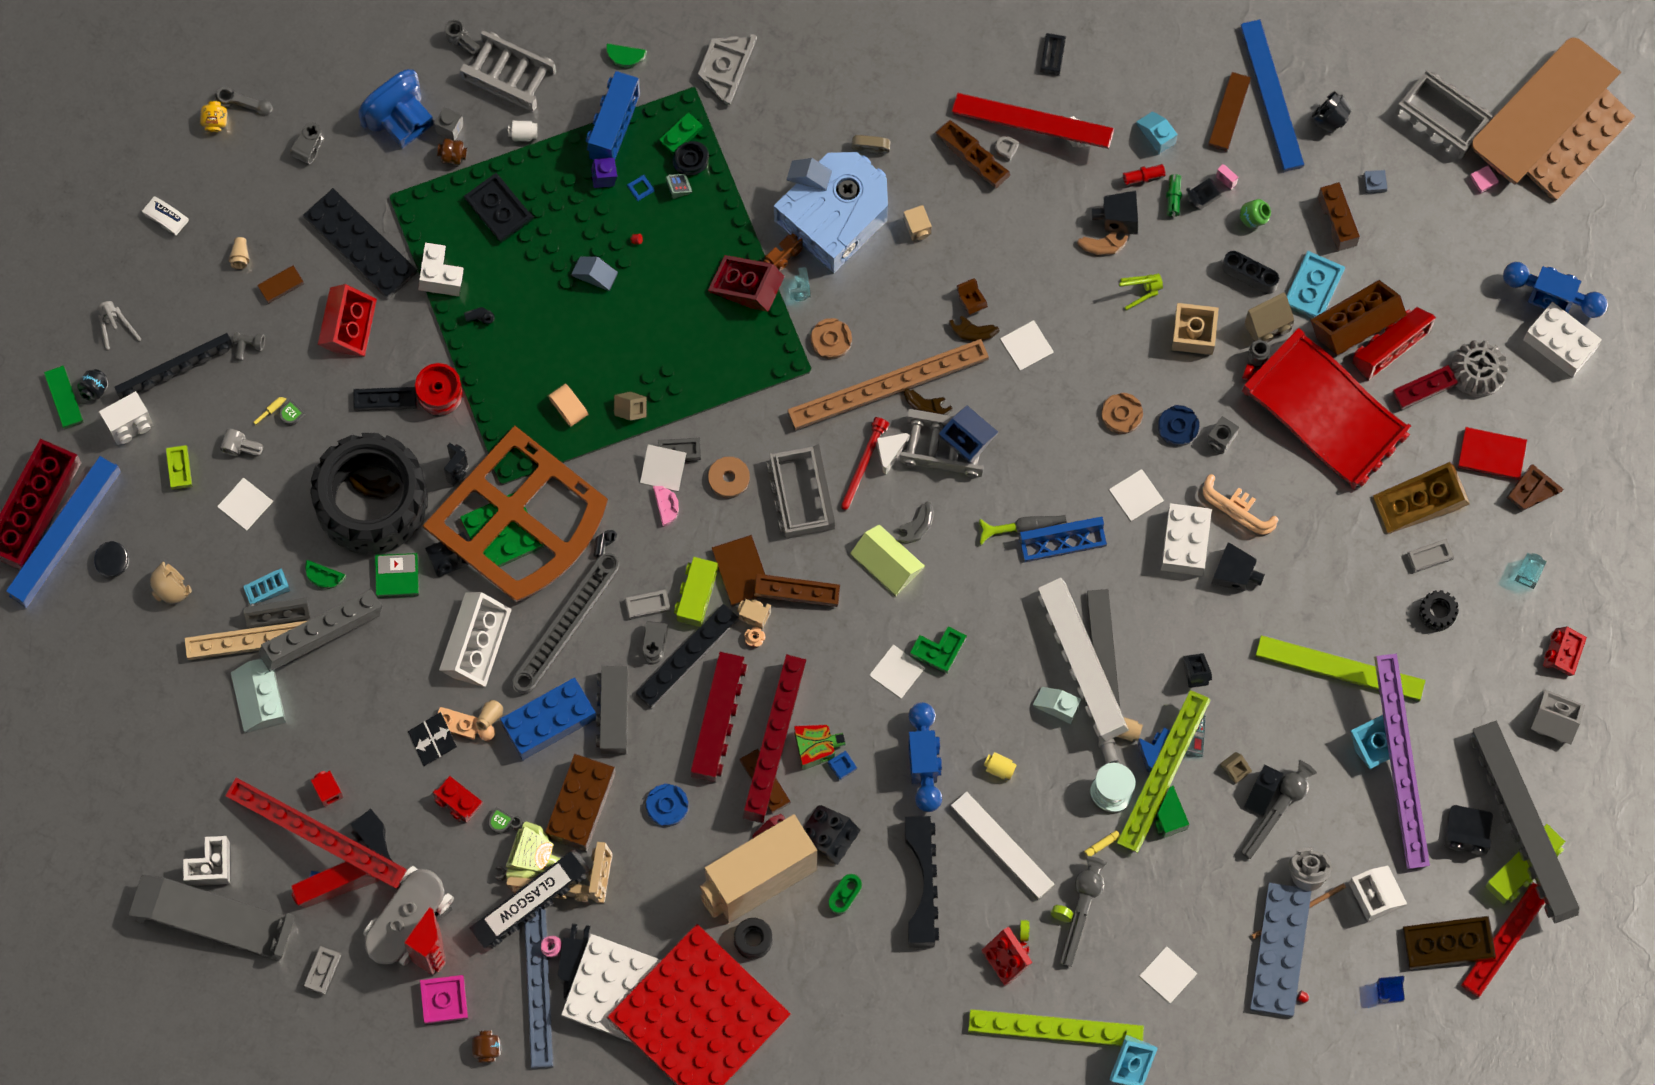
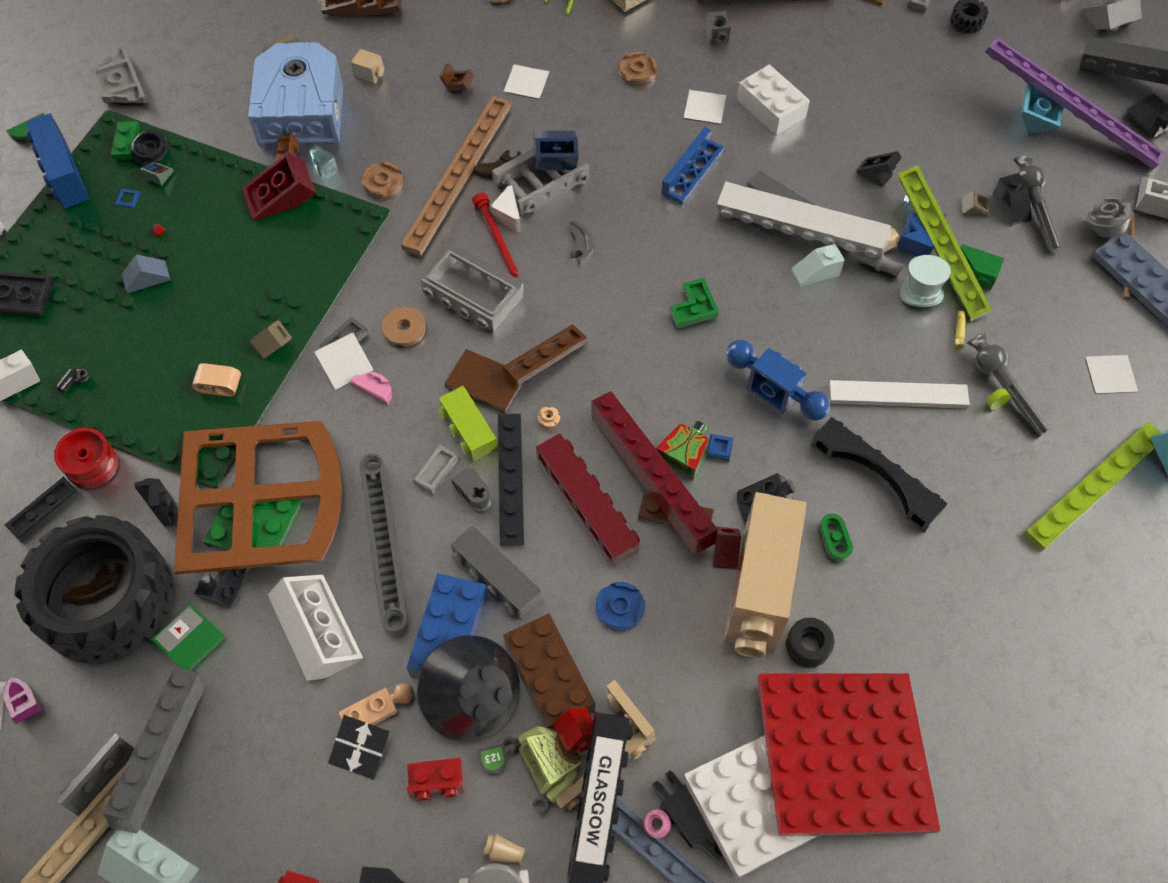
camera: 45 degrees left, 10 degrees down
(271, 522) = (20, 700): none -> plate
(271, 577) = (60, 752): medium azure slope -> none
(322, 576) = (116, 702): green tile -> none
(453, 874) = (502, 850): none -> tan cone
(490, 714) = (391, 675): tan cone -> none
(523, 766) = (468, 688): none -> black cone
(556, 847) = (574, 729): none -> red brick
(603, 541) = (349, 454): black arm -> none
(604, 172) = (85, 203): dark purple brick -> none
(754, 613) = (529, 399): tan brick -> none
(809, 173) = (253, 75): sand blue slope -> none
(886, 559) = (586, 282): yellowish green slope -> none
(897, 671) = (680, 348): white sticker -> none
(971, 332) = (474, 103): dark brown piece -> none
(1000, 766) = (832, 341): light yellow brick -> none
(1011, 954) = (1001, 451): red plate -> none
(1021, 525) = (654, 183): piece -> none
(1024, 930) = (990, 436): lime tile -> none
(1178, 425) = (682, 47): dark blue tile -> none
(1236, 569) = (824, 91): black torso -> none
(1237, 508) = (779, 58): light nougat piece -> none
(1332, 666) = (950, 98): lime tile -> none

